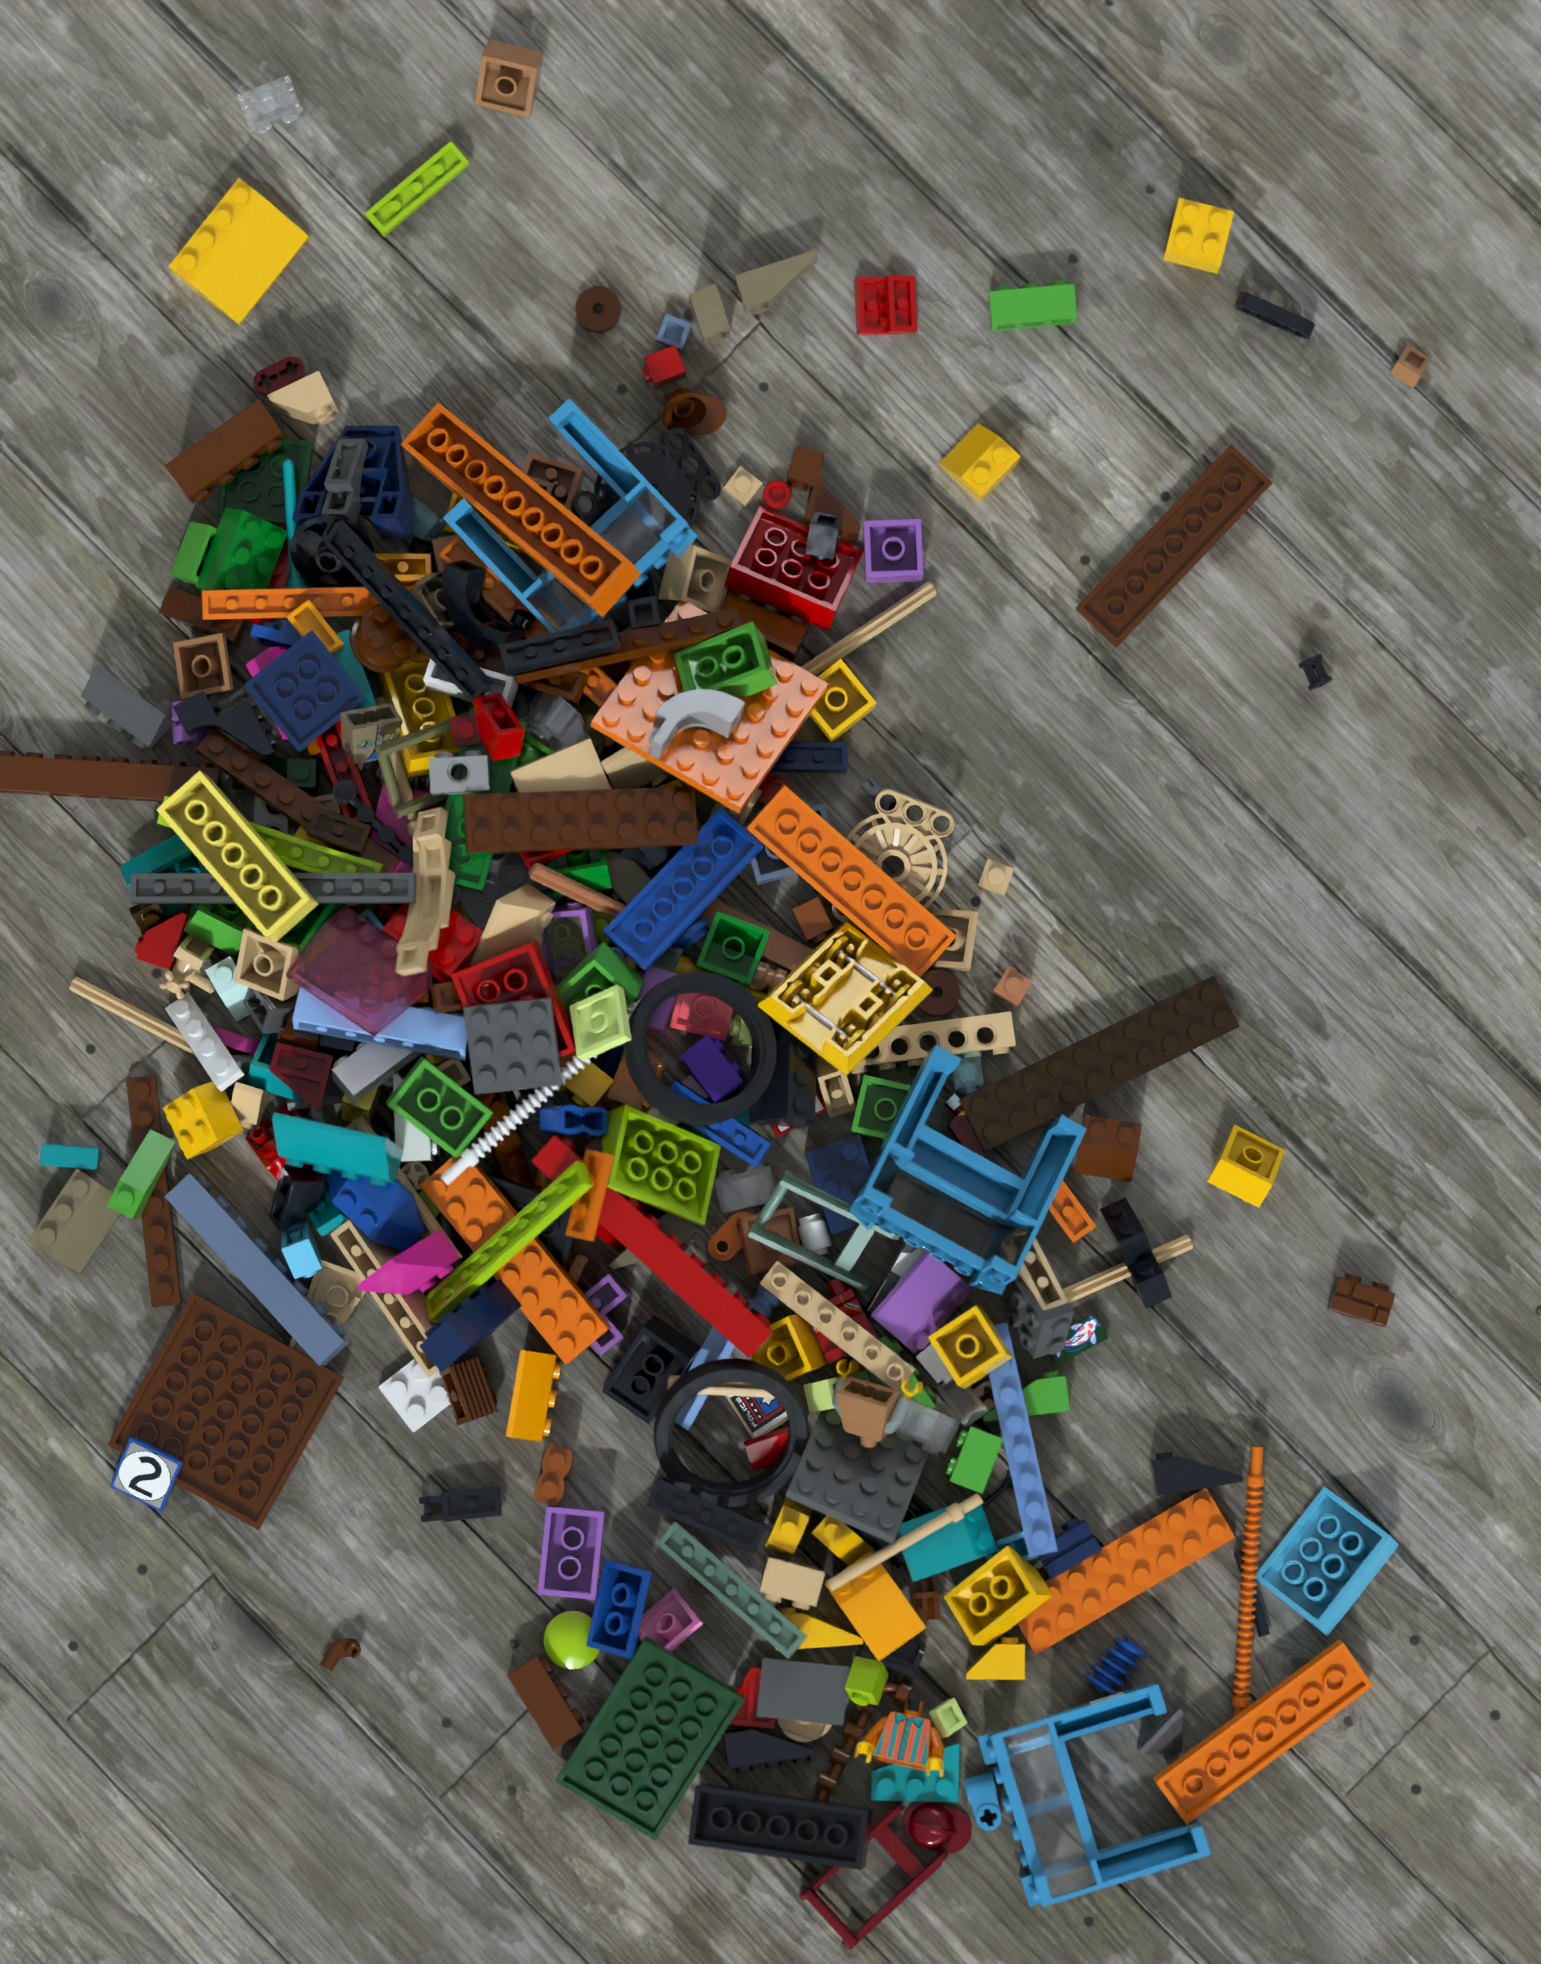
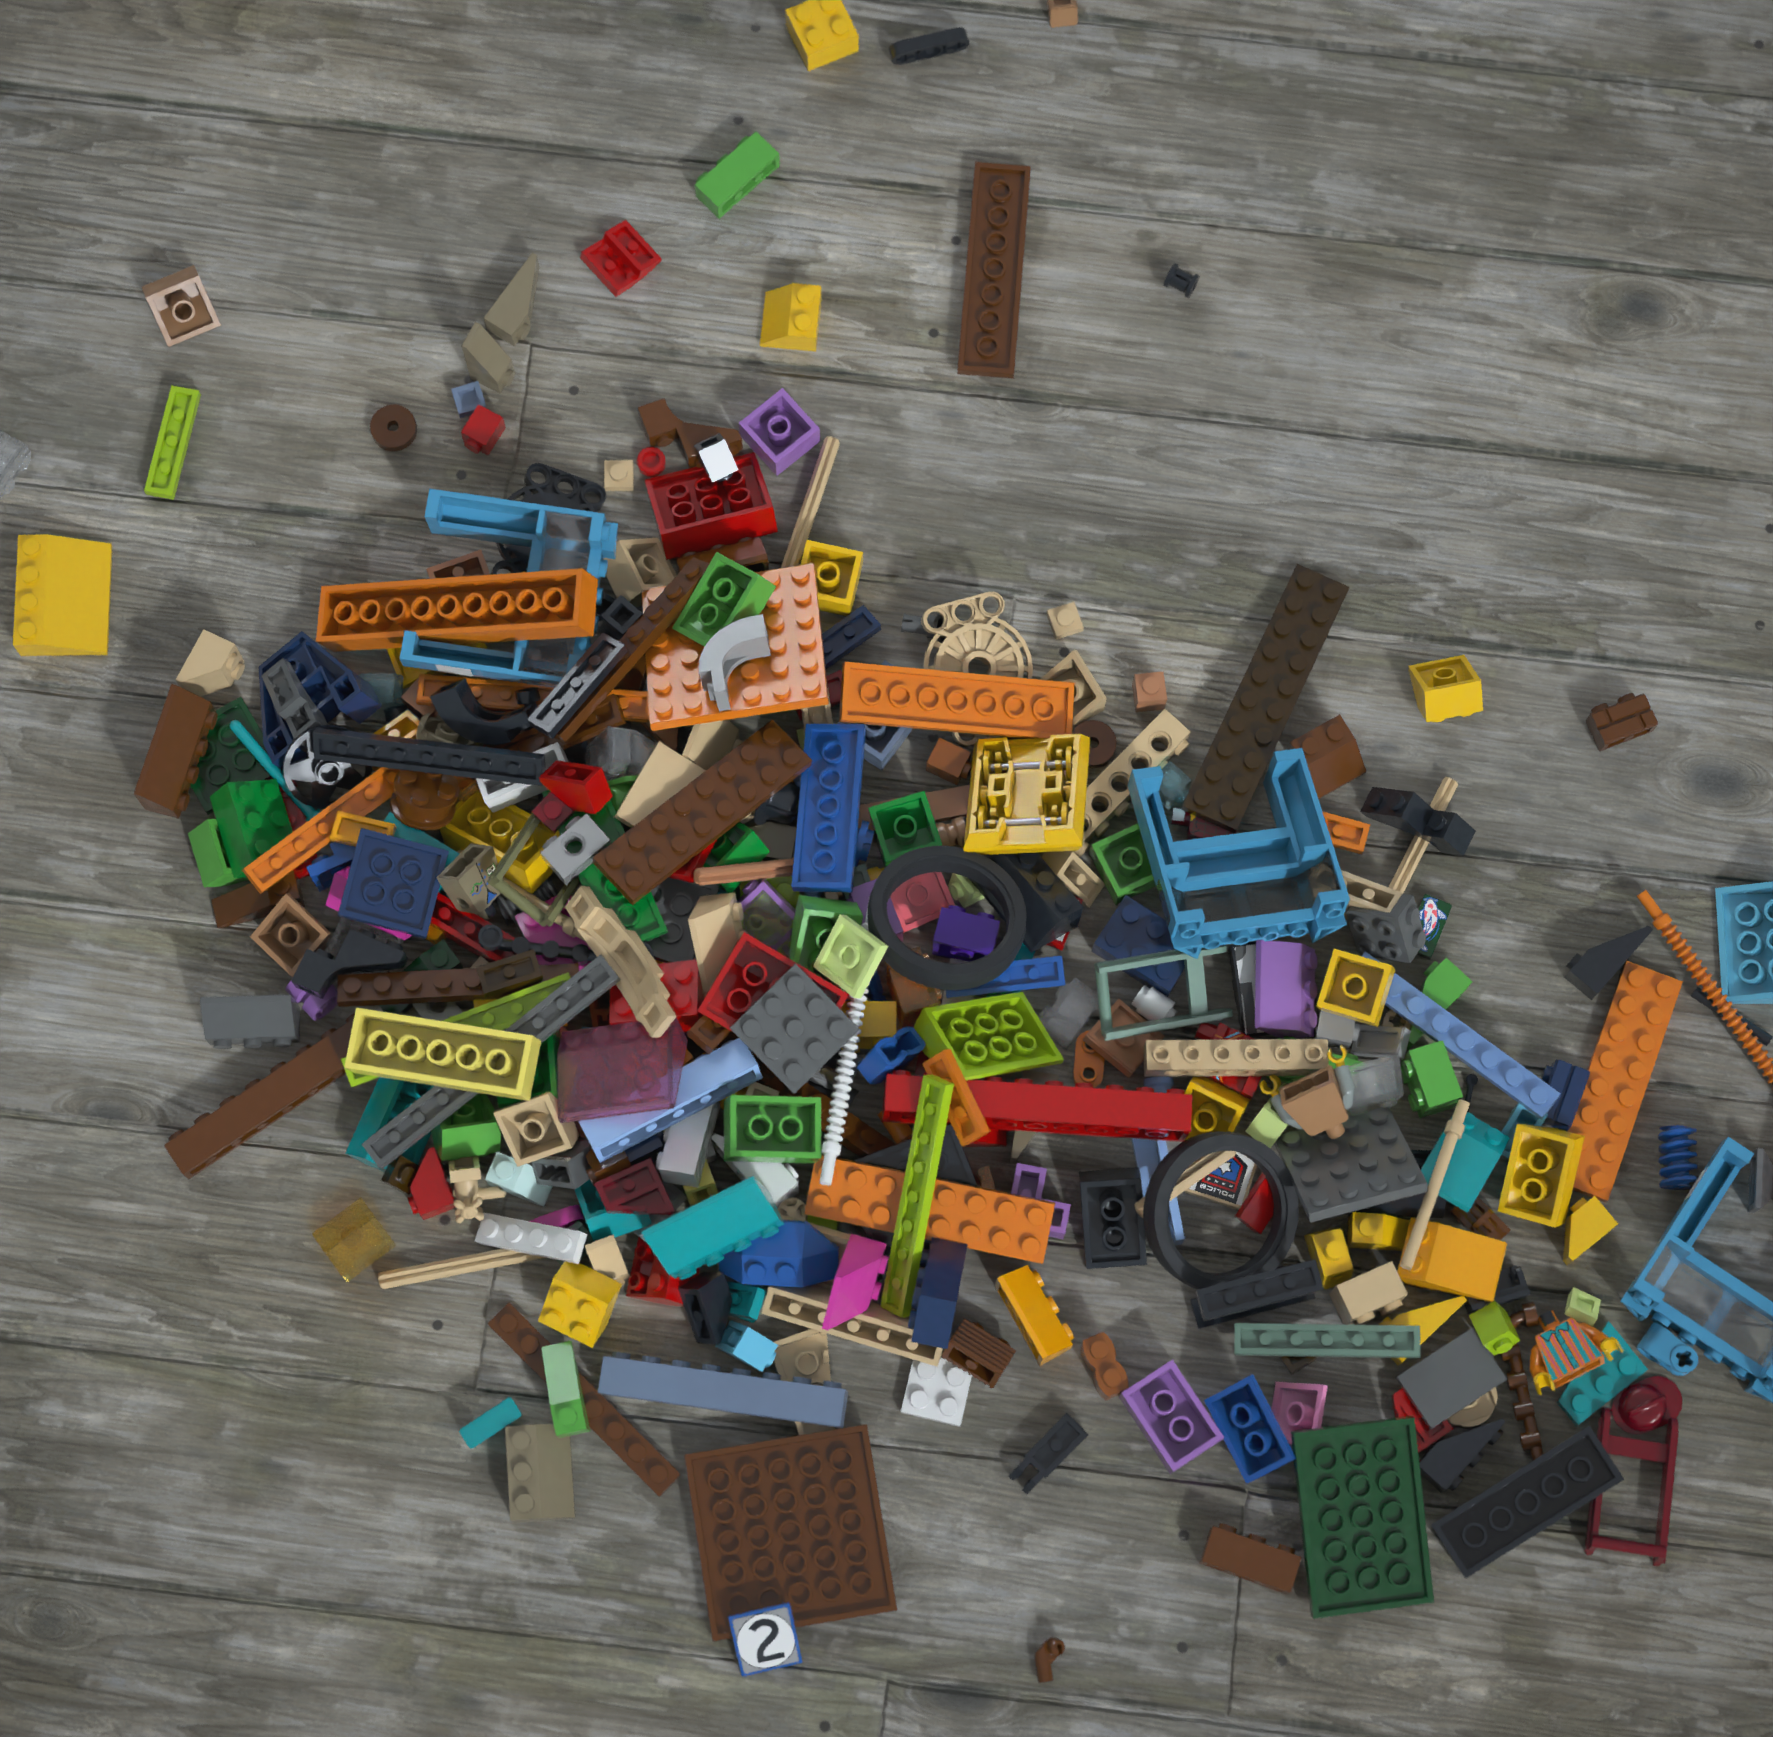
camera: 40 degrees left, 10 degrees down
(76, 936) = (353, 1239): none -> clear yellow slope
(276, 370) = (166, 665): dark red beam -> none
(567, 1639) = (1226, 1493): lime dish -> none
(693, 412) = (533, 444): reddish brown piece -> none

